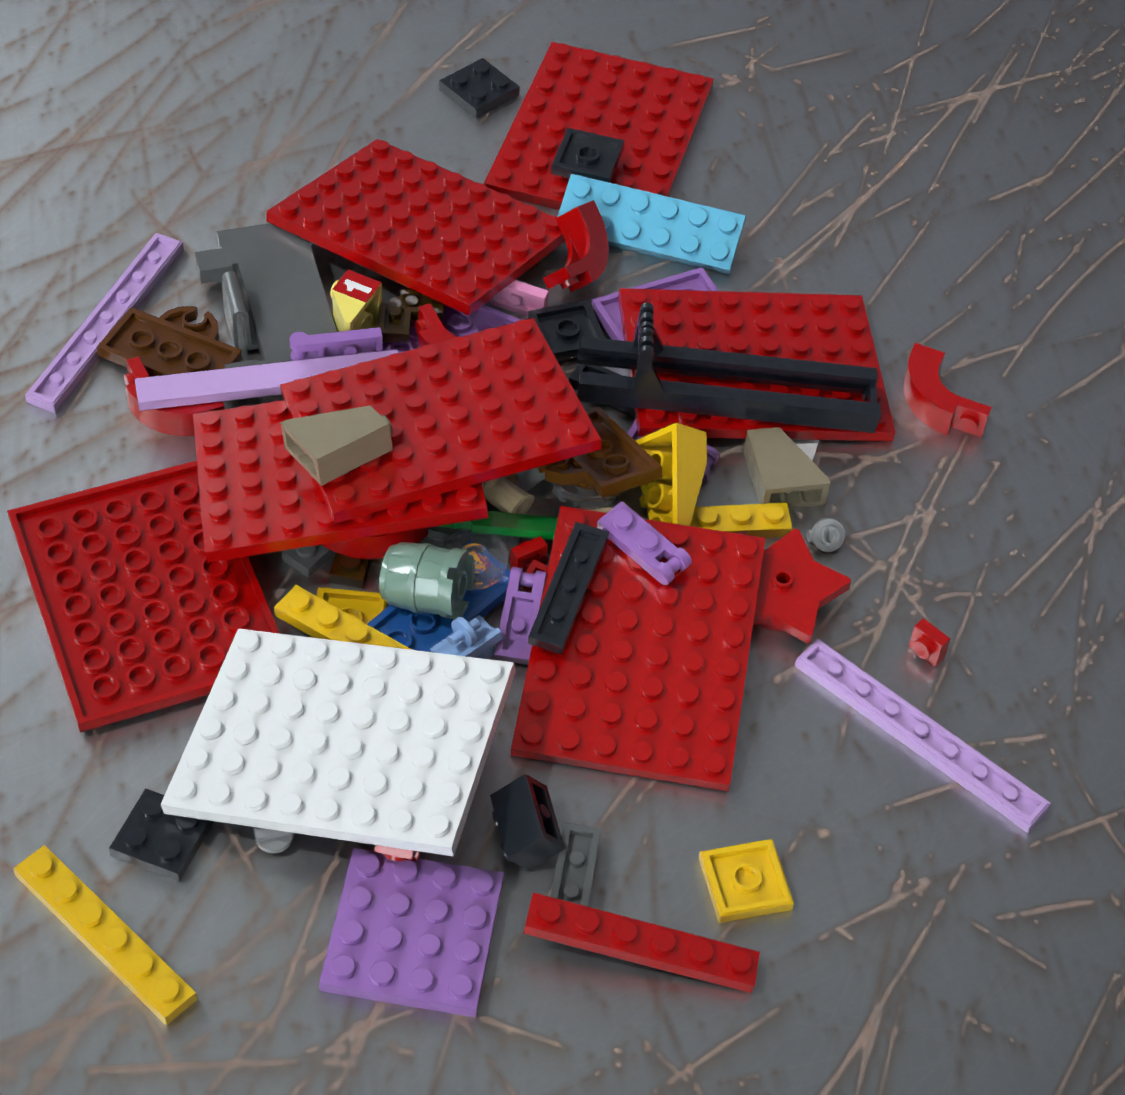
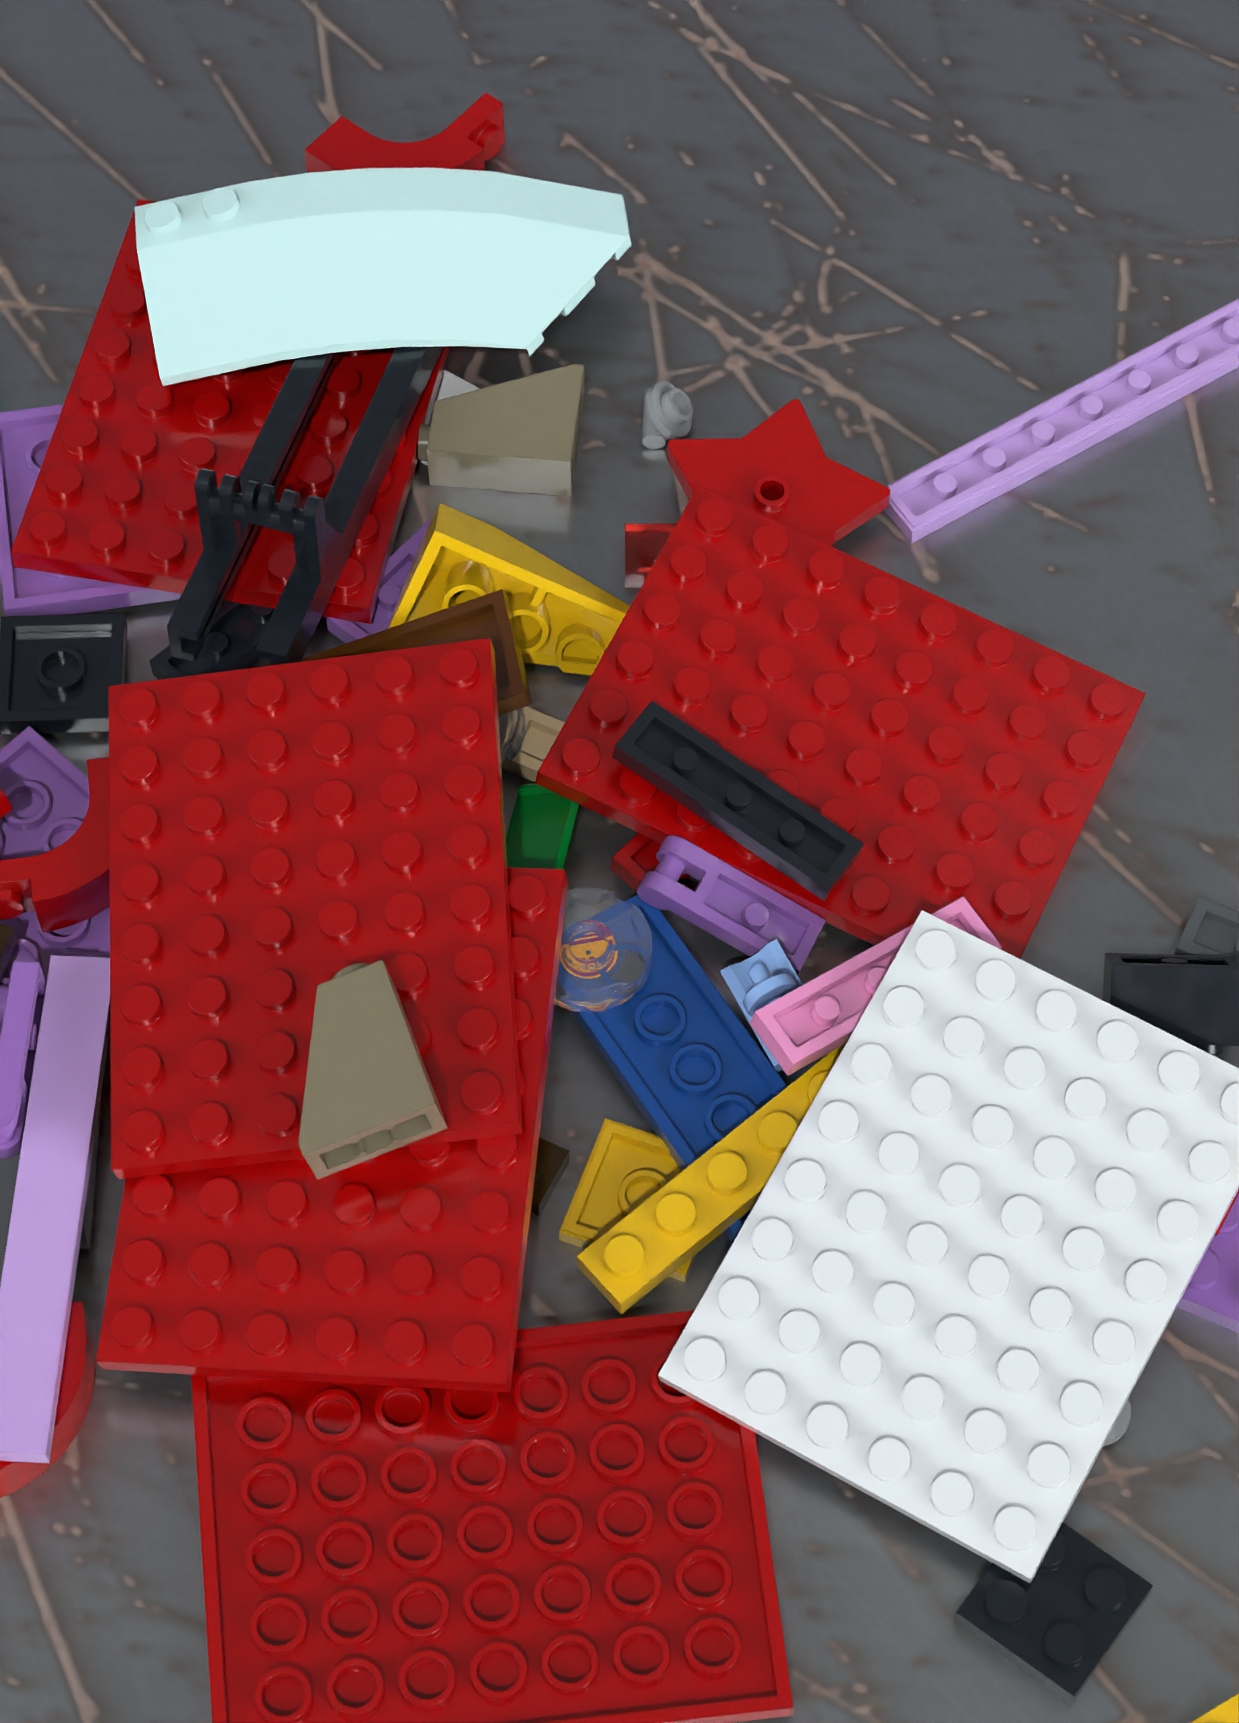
camera: 70 degrees left, 10 degrees up
(427, 578) = (650, 1022): sand green piece -> none
(442, 636) = (828, 1008): none -> bright pink plate
(526, 551) = (592, 862): red plate -> none
(643, 543) = (673, 661): medium lavender plate -> none
(759, 520) = (597, 516): yellow plate -> none
(842, 375) = (367, 264): none -> light aqua slope
(929, 642) = (932, 340): red plate -> none

